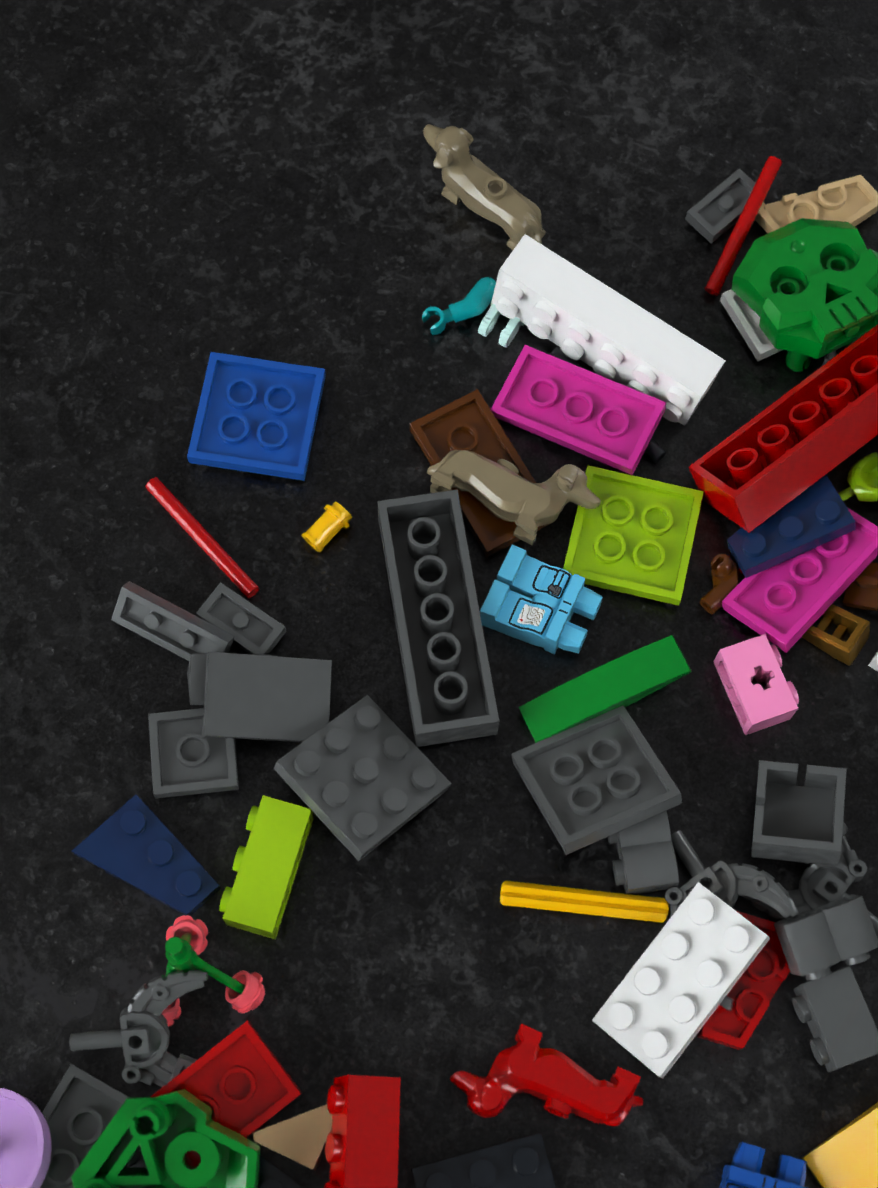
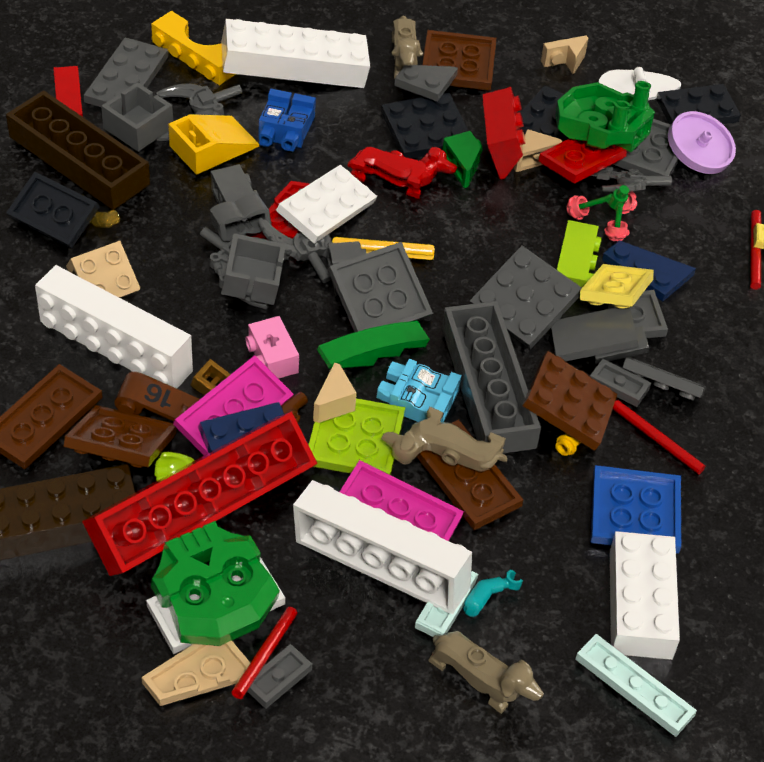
camera: 175 degrees right, 20 degrees down
(215, 784) = (616, 285): none -> light yellow plate
(273, 285) = (644, 595): none -> white brick
(304, 186) = (636, 685): none -> light aqua plate
(325, 566) = (570, 400): none -> reddish brown plate
(433, 1119) = (464, 152): none -> green slope
(663, 570) = (335, 397): none -> tan slope

